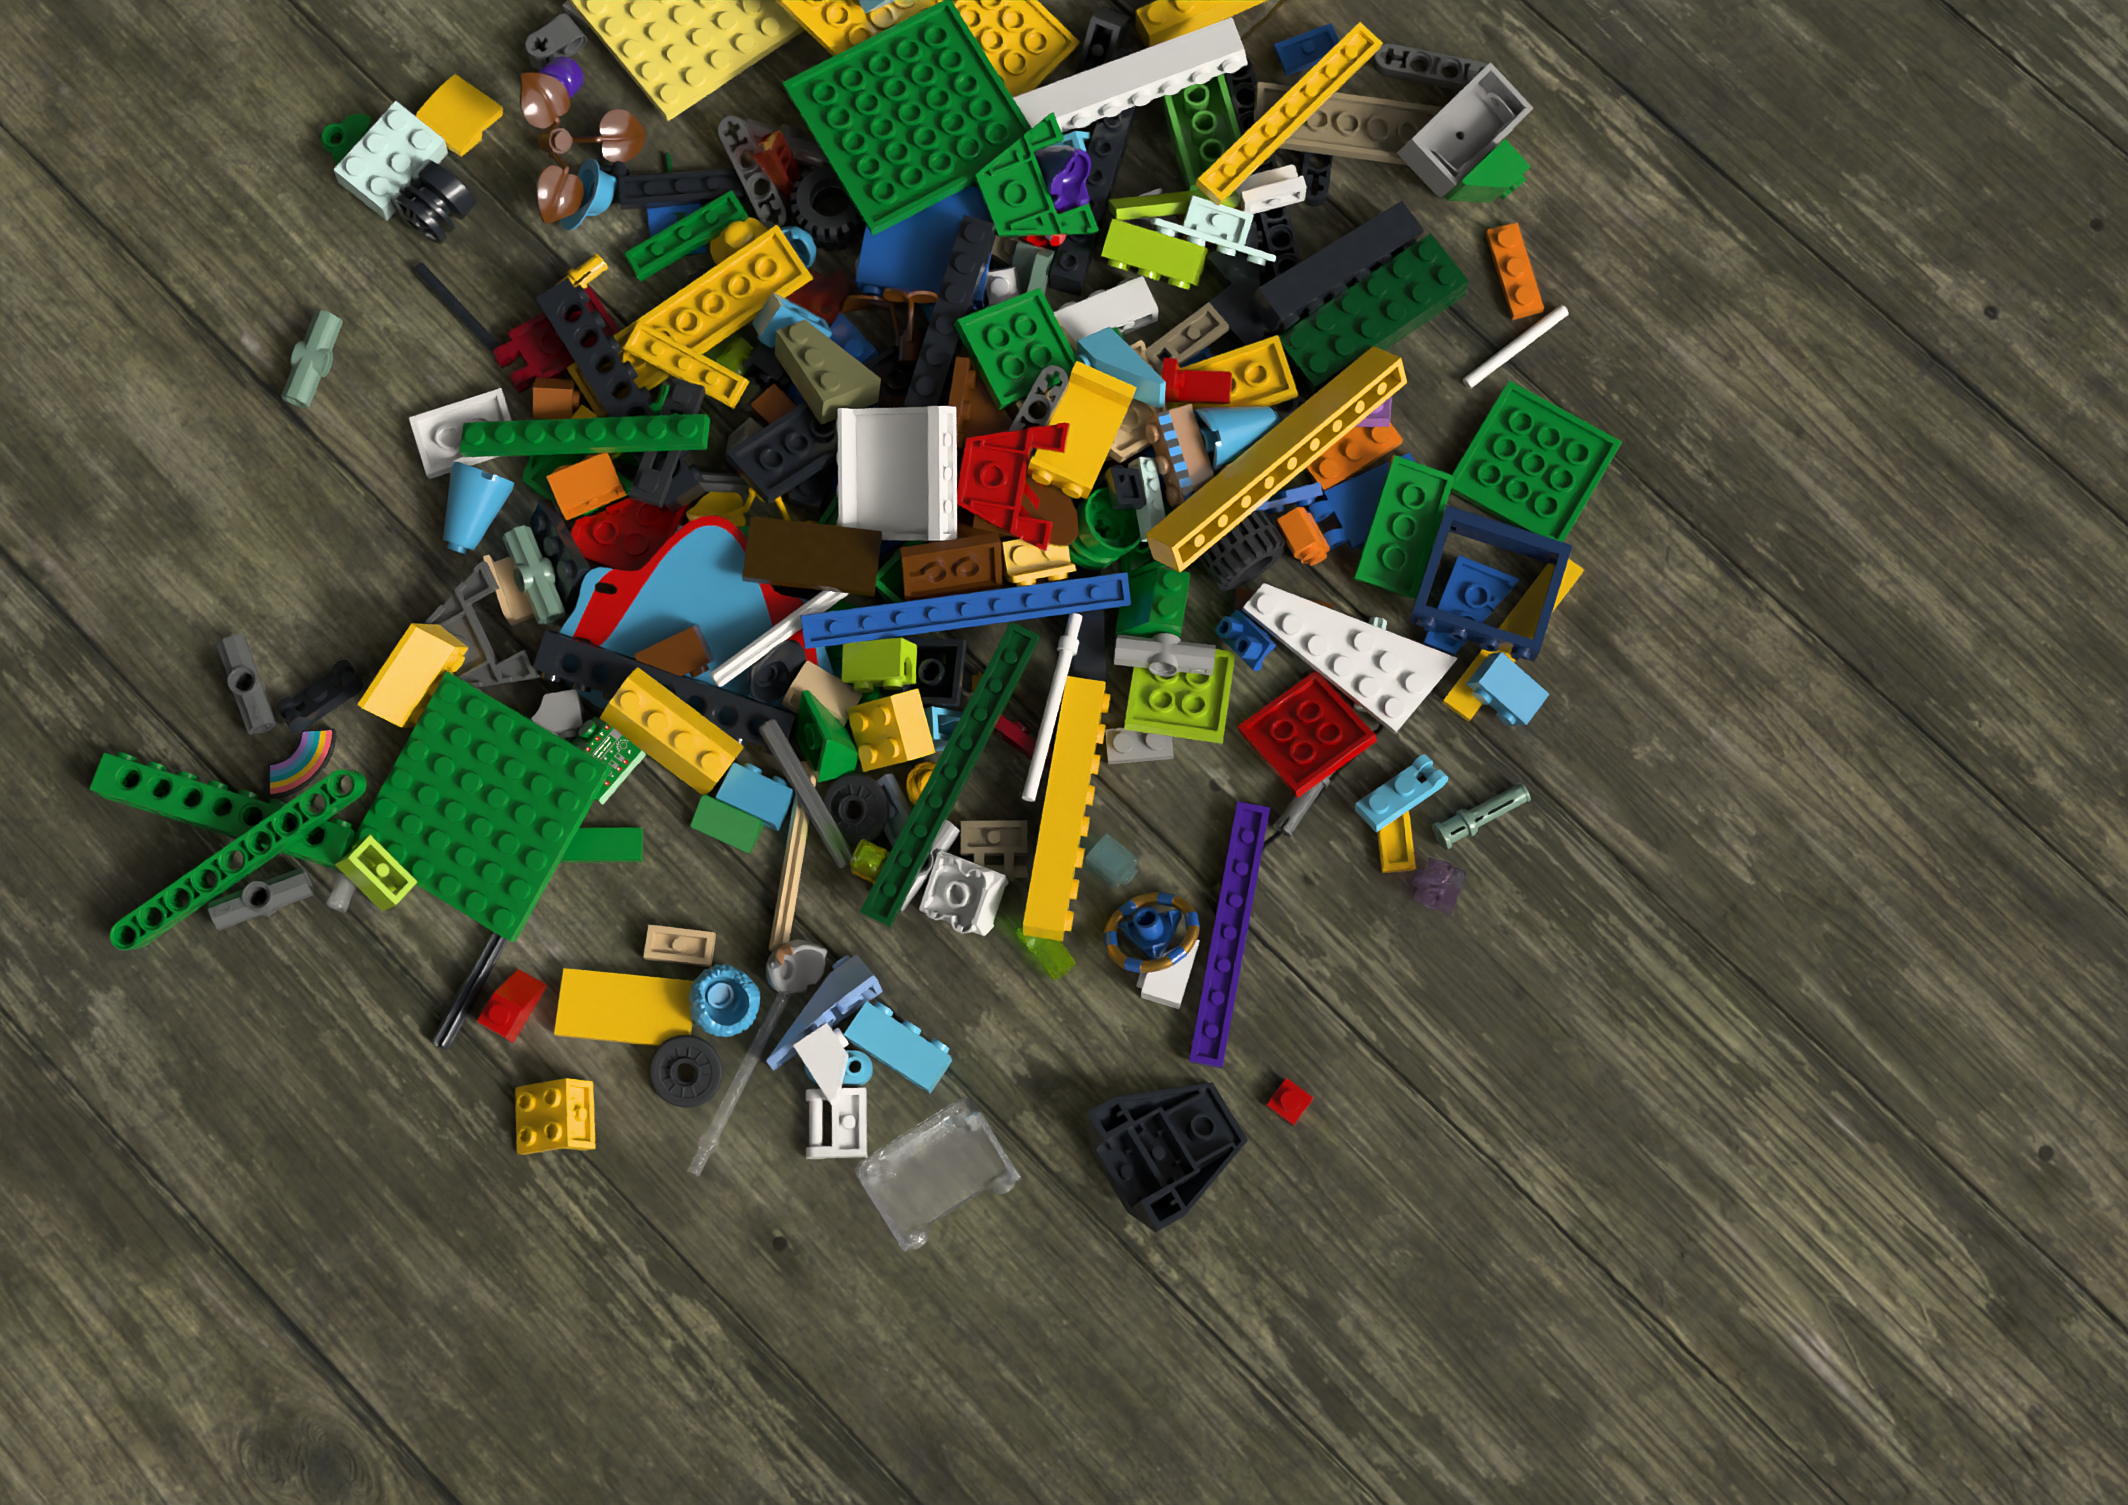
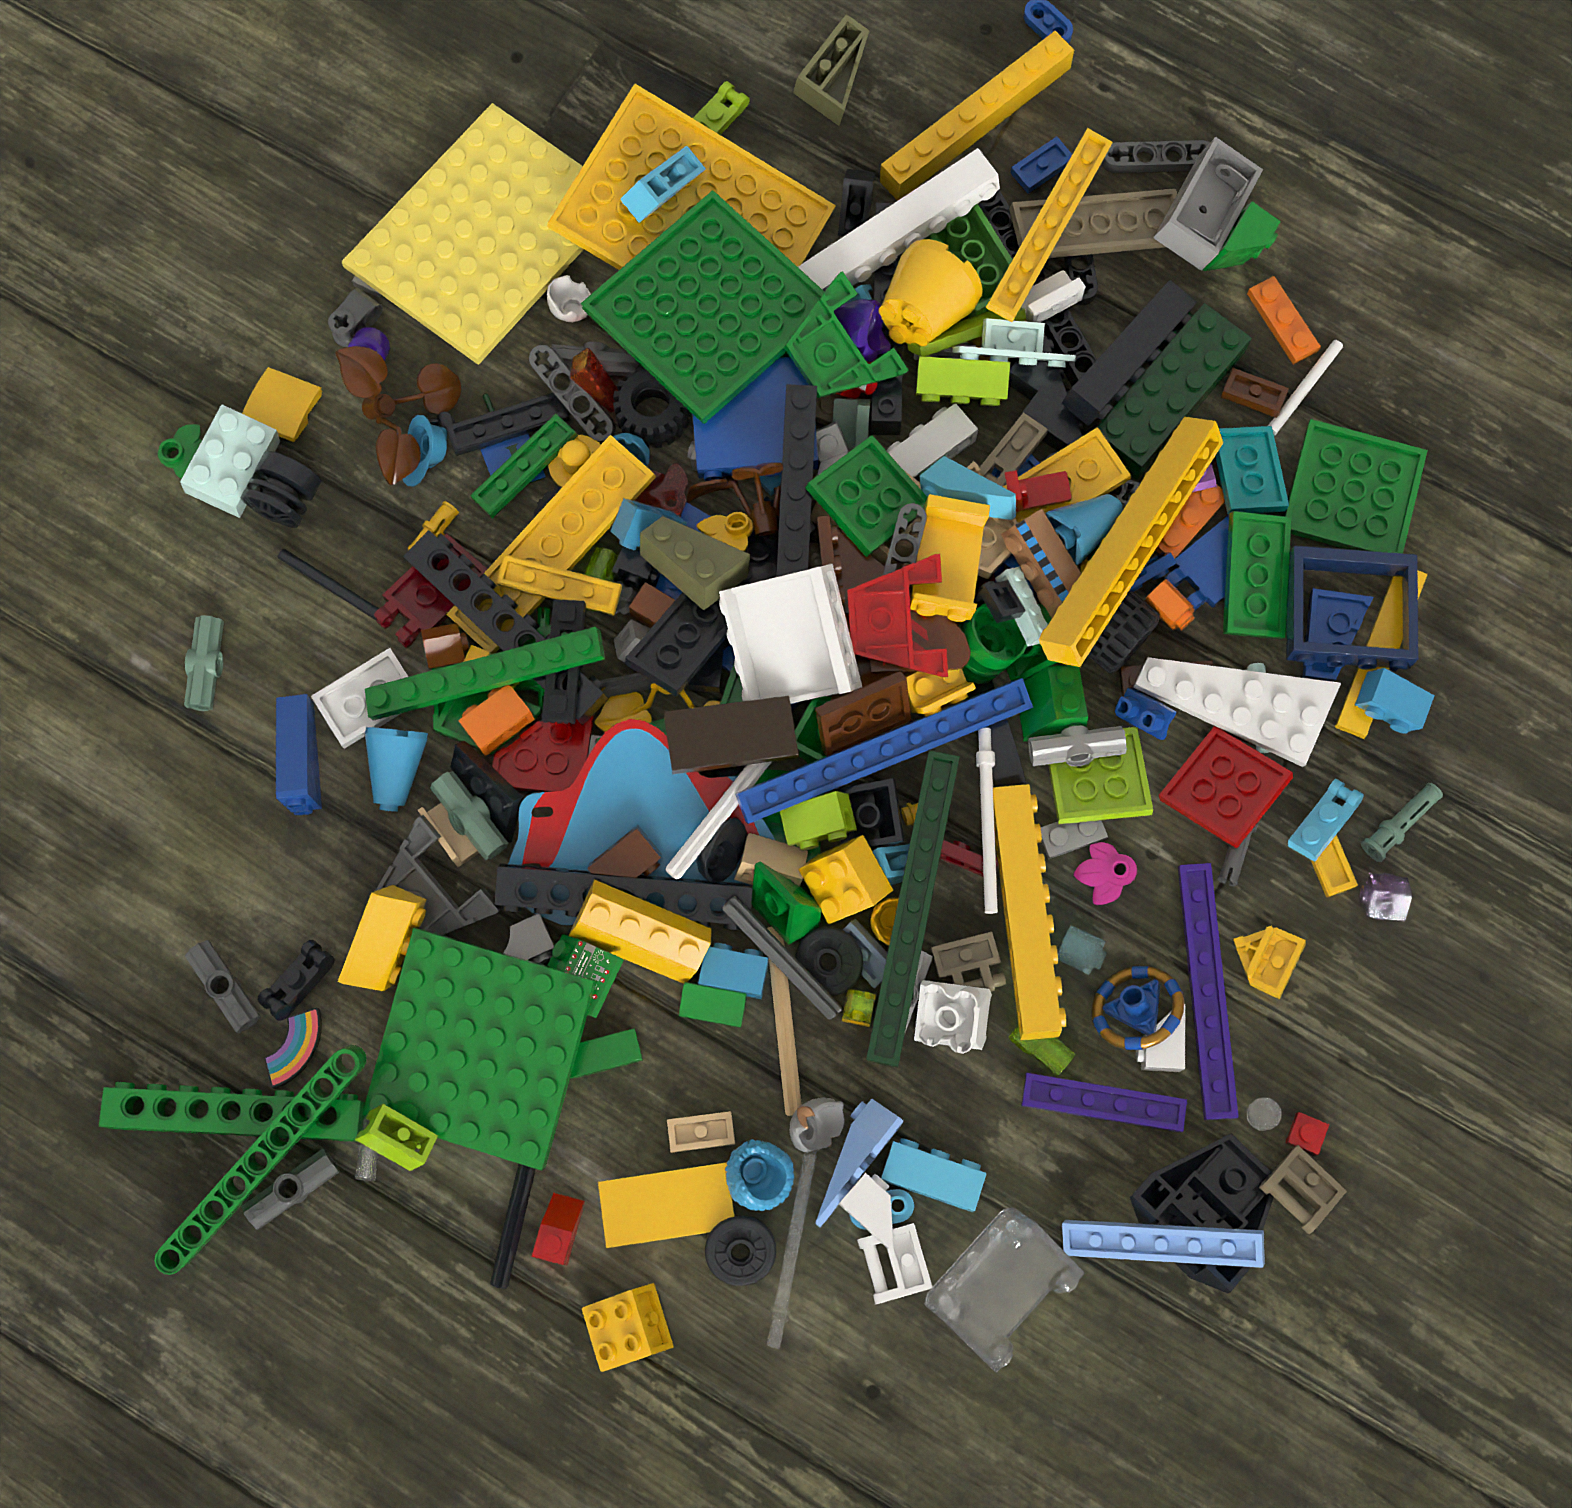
camera: 15 degrees left, 0 degrees up
(379, 473) = (297, 755): none -> blue slope
(773, 70) = (565, 299): none -> white hair
(871, 350) = (729, 530): none -> yellow plate
(1091, 1018) = (1104, 1102): none -> dark purple plate
(1106, 1167) = (1164, 1243): none -> light blue plate
(1140, 157) = (928, 293): none -> yellow cone
(1156, 791) = (1101, 873): none -> dark pink plate
(1251, 1071) = (1264, 1114): none -> clear tile
(1275, 1148) = (1310, 1182): none -> dark tan plate
(1303, 918) = (1269, 958): none -> yellow slope
(1430, 418) = (1251, 471): none -> teal plate
(1460, 339) = (1254, 392): none -> reddish brown plate

